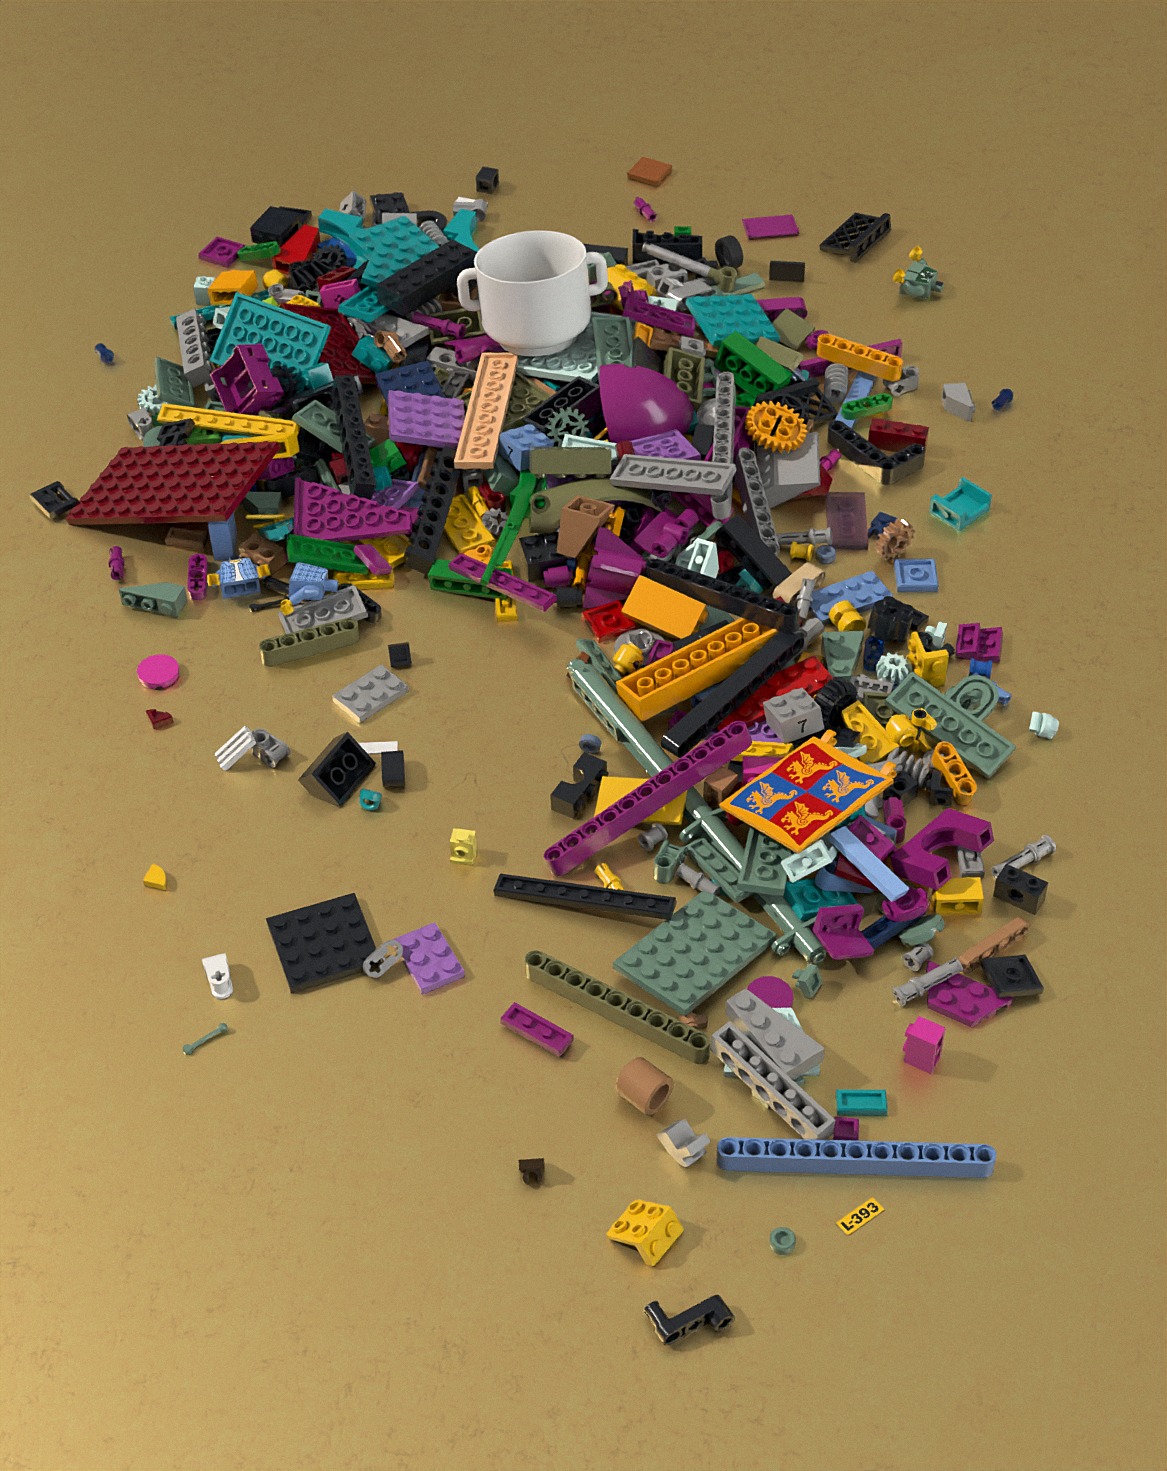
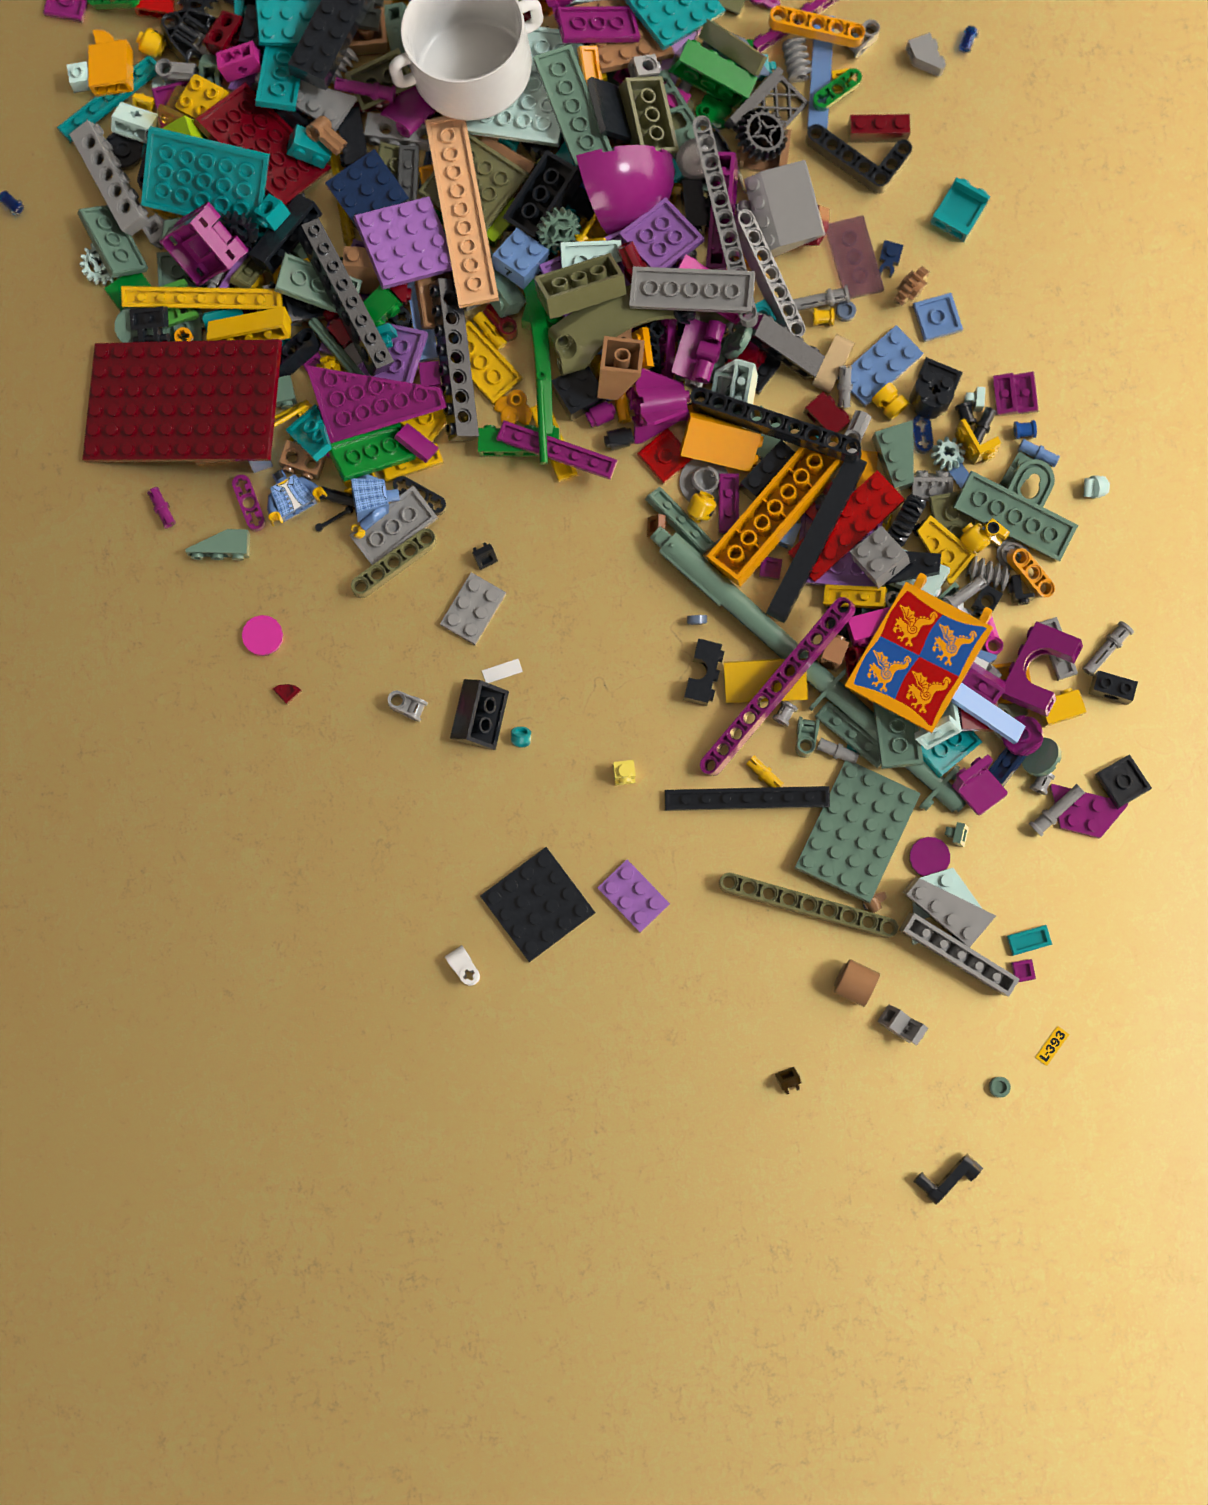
camera: 25 degrees left, 35 degrees up
(50, 503) = (54, 440): black plate -> none
(140, 422) = (99, 301): light grey piece -> none
(155, 878) = (364, 876): yellow tile -> none
(188, 1049) = (486, 1016): sand green hinge -> none
(235, 748) = (368, 725): white tile -> none
(386, 962) = (598, 912): light grey beam -> none
(393, 768) = (529, 697): black beam -> none
(490, 522) = (515, 360): light grey gear -> none
(537, 1029) = (749, 945): magenta plate -> none
(647, 1227) = (893, 1110): yellow bracket -> none
(748, 582) = (787, 374): teal tile -> none
(762, 419) = (748, 168): light orange gear -> none
(830, 459) = (818, 176): dark pink axle -> none
(867, 1152) = (1048, 998): medium blue beam -> none
(923, 1044) = (1070, 879): dark pink brick -> none
(994, 944) = (1101, 753): medium nougat beam -> none

